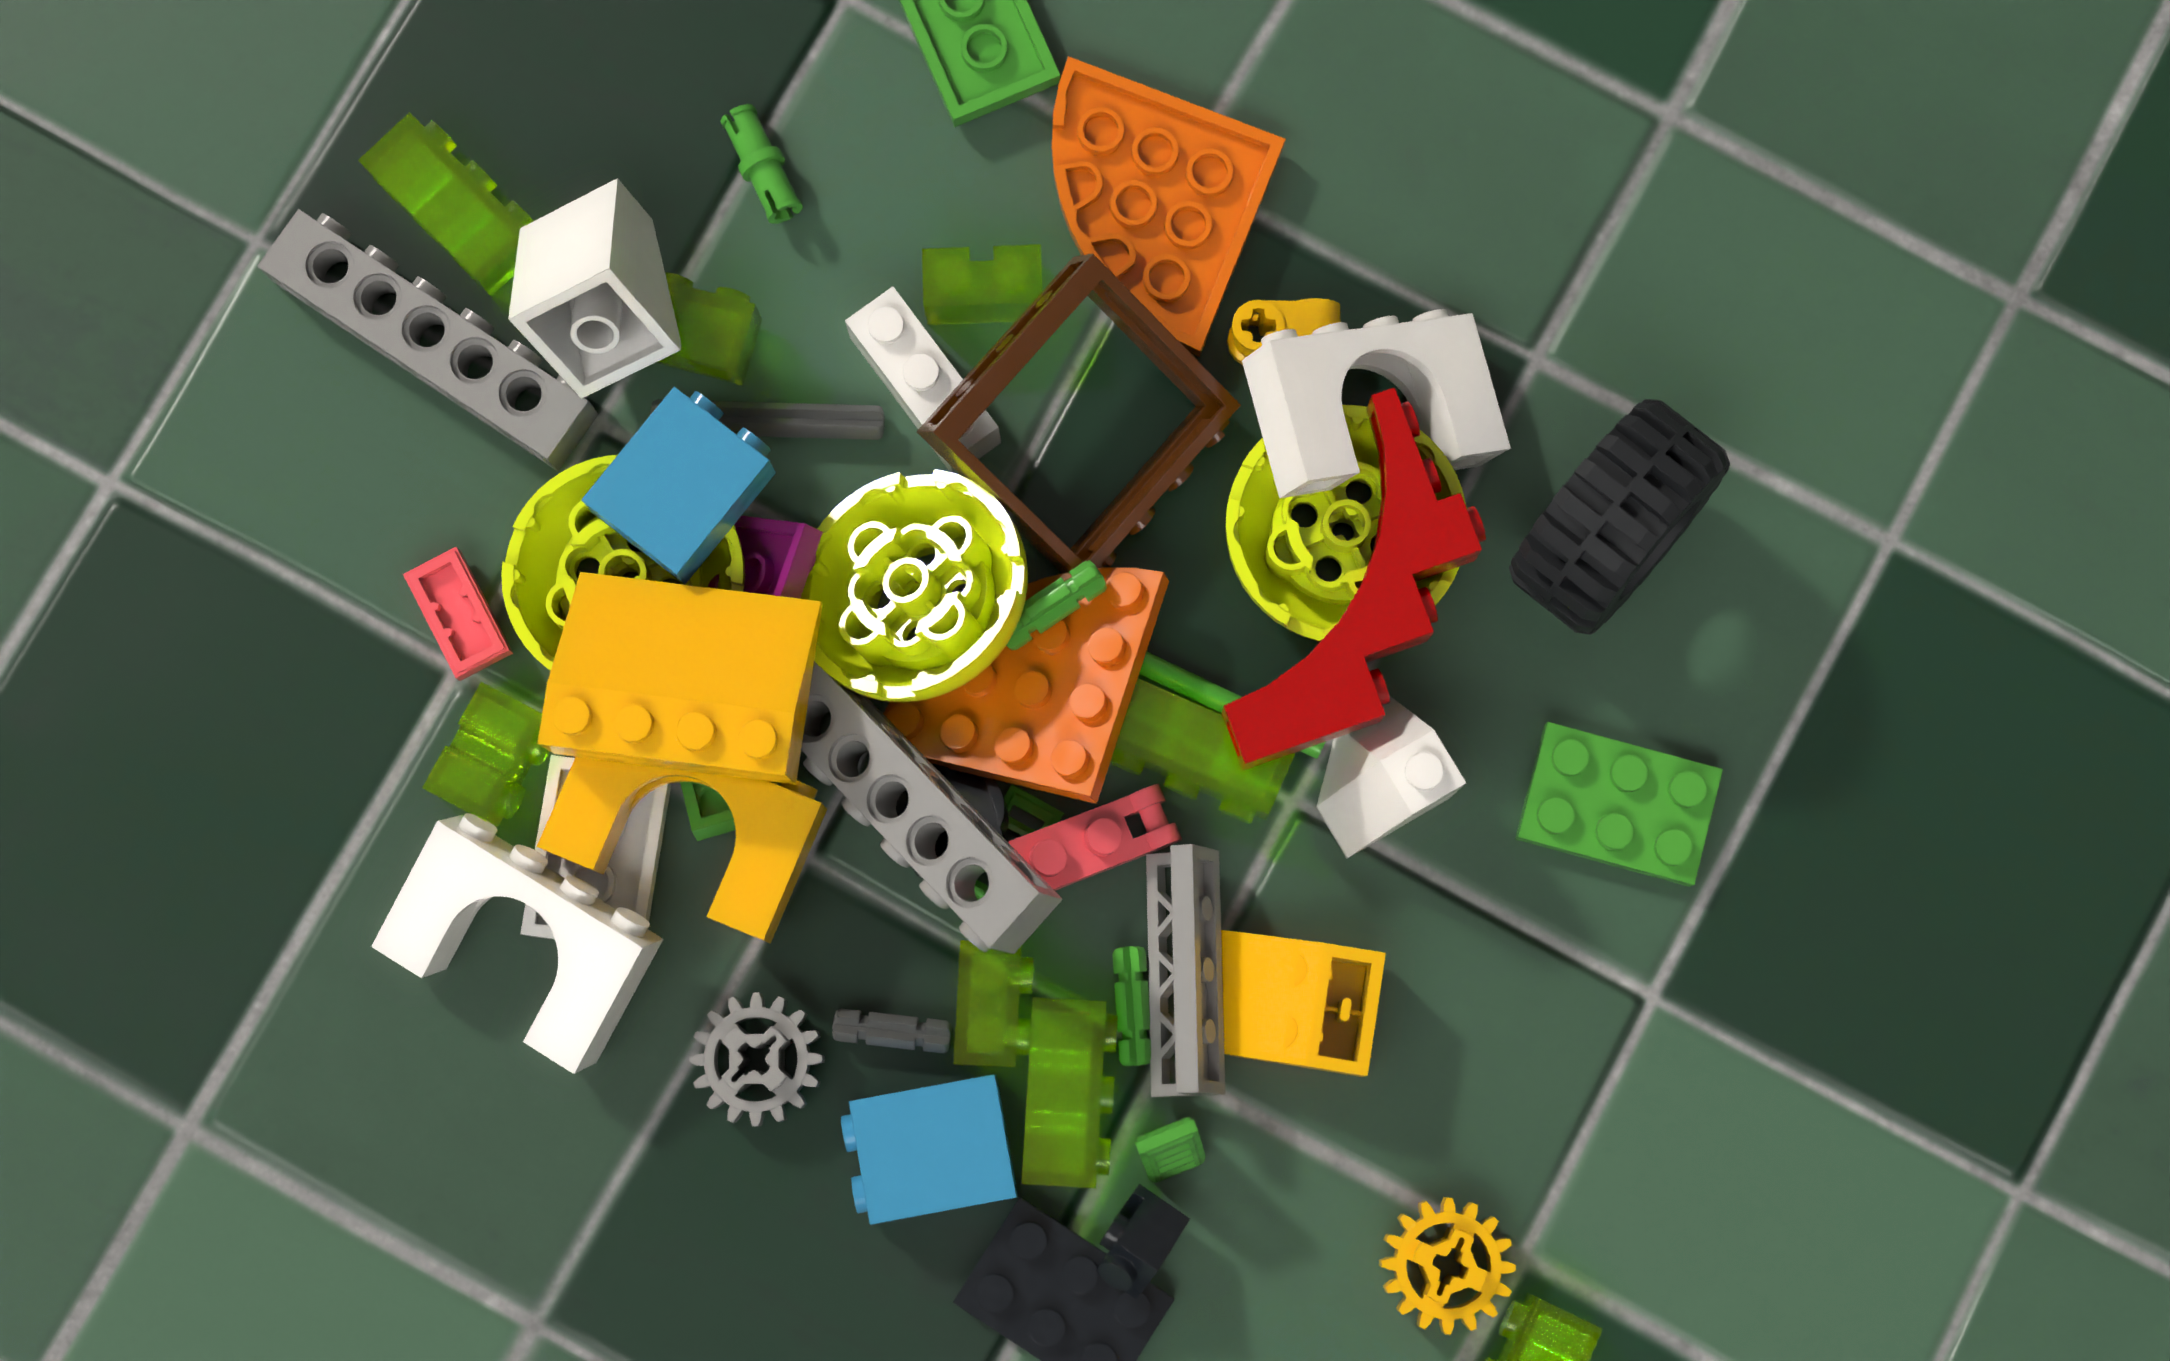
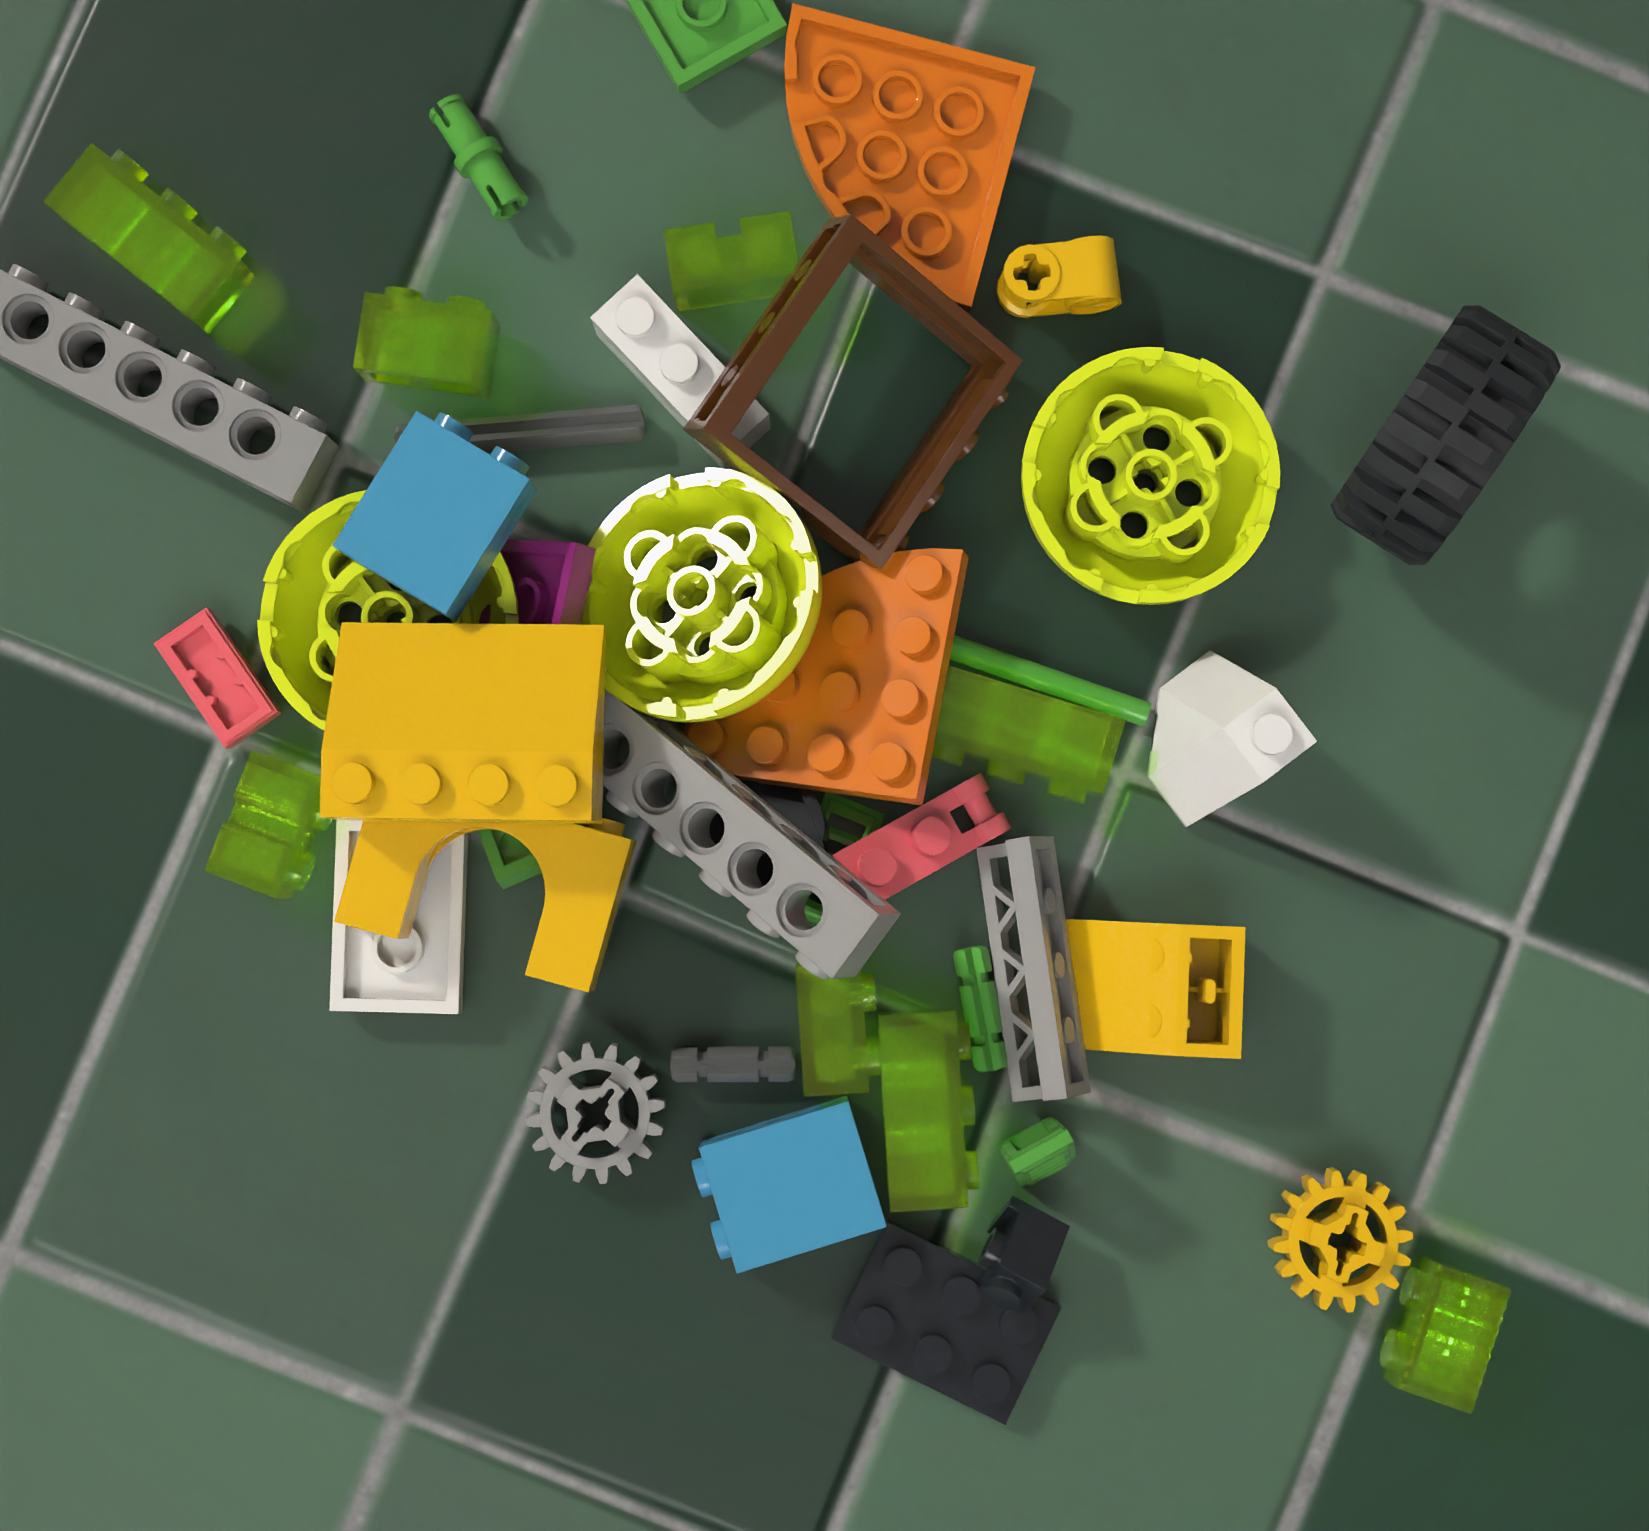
camera: 15 degrees left, 5 degrees up
(594, 290) = (316, 314): white slope -> none
(598, 947) = (413, 1016): white arch -> none
(1057, 602) = (855, 594): bright green axle -> none
(1415, 539) = (1209, 563): red arch -> none
(1430, 359) = (1217, 289): white arch -> none
(1619, 804) = (1463, 737): bright green plate -> none

